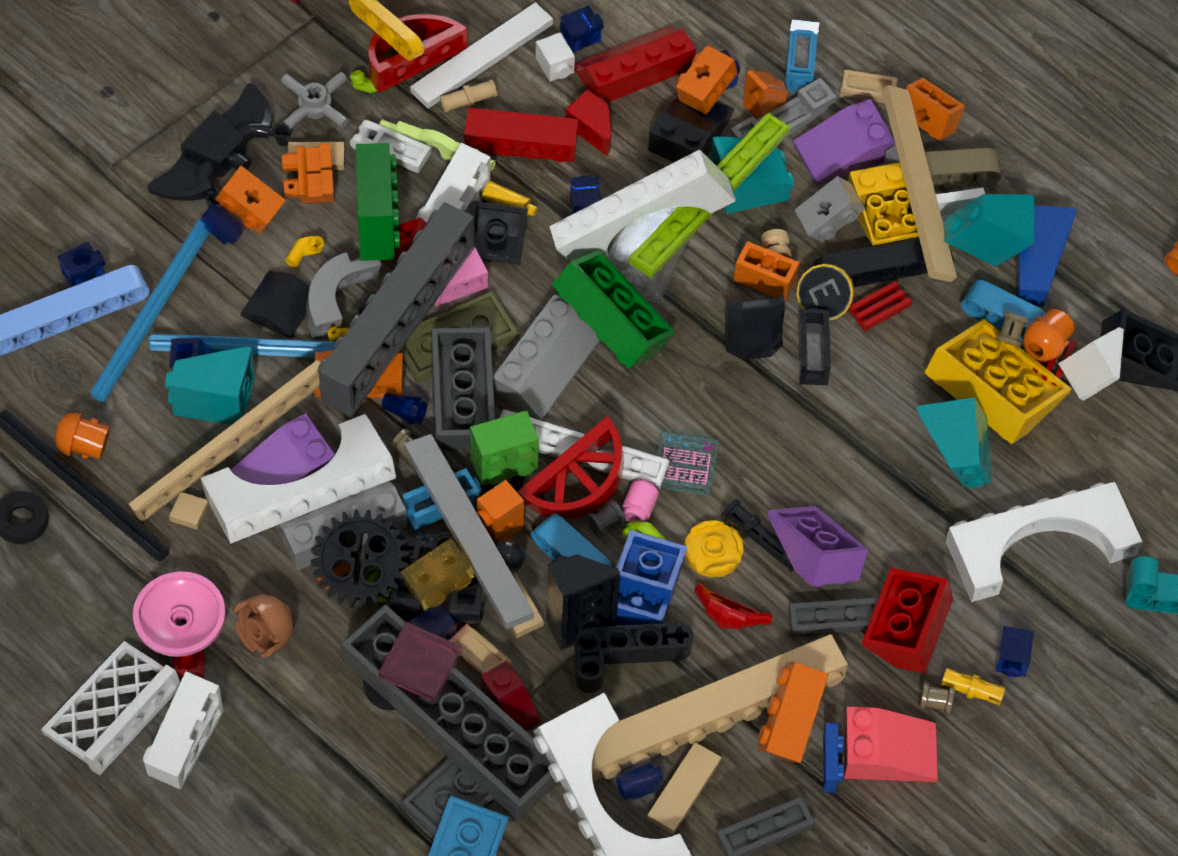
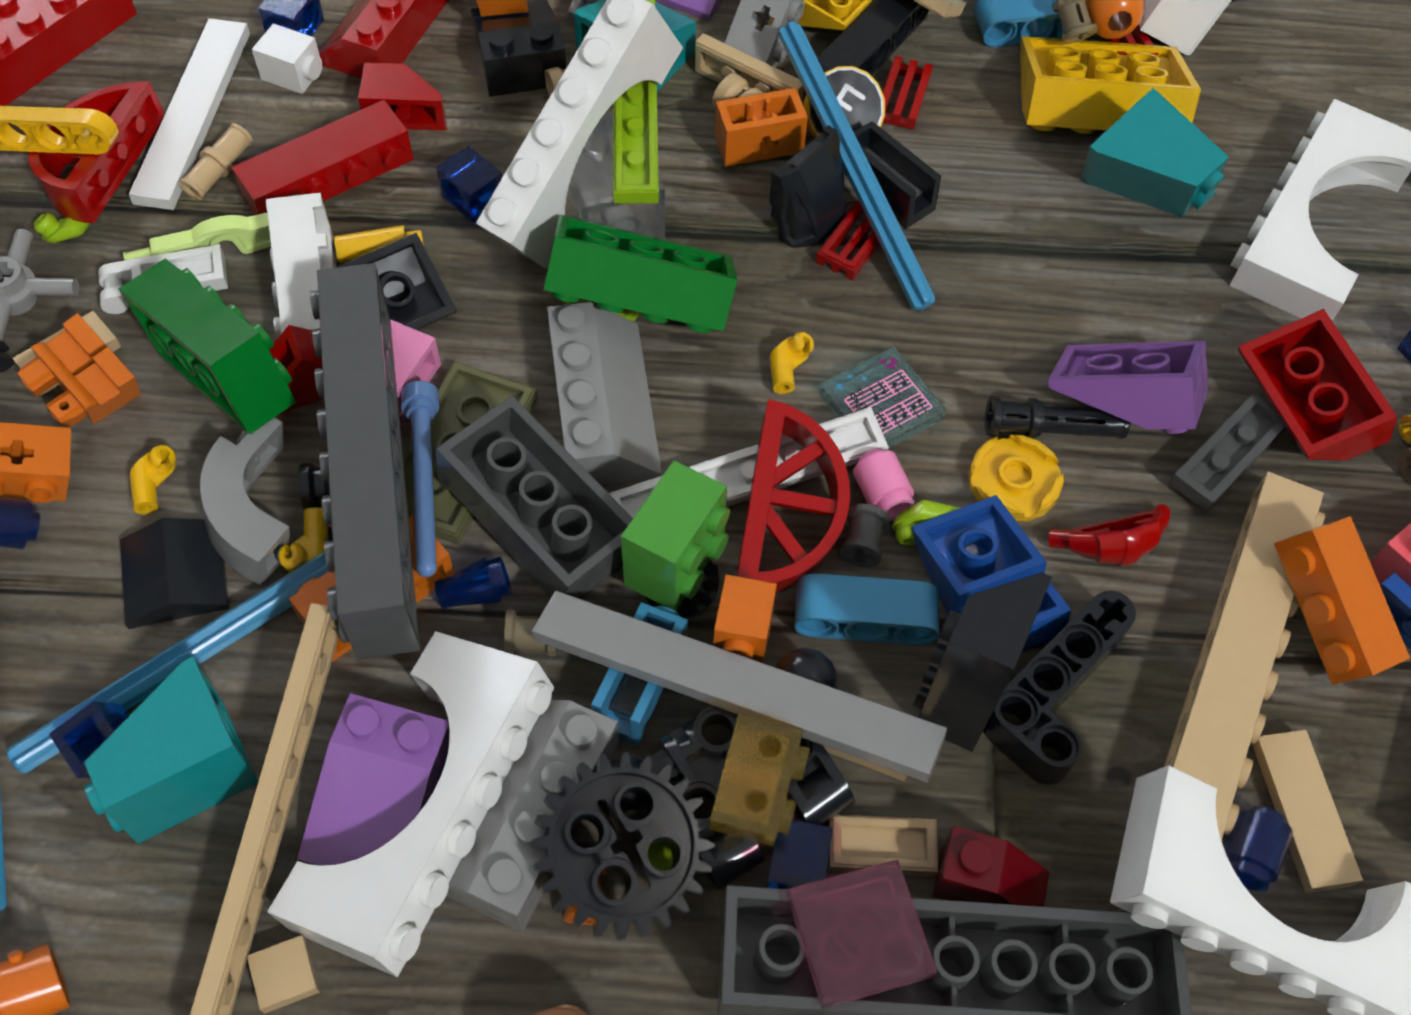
camera: 40 degrees left, 0 degrees up
(452, 302) = (420, 406): none -> medium blue piece
(658, 407) = (787, 358): none -> yellow arm
(765, 374) = (841, 261): none -> red tile
(790, 328) = (857, 168): none -> dark azure axle
(798, 241) = (719, 60): none -> tan tile

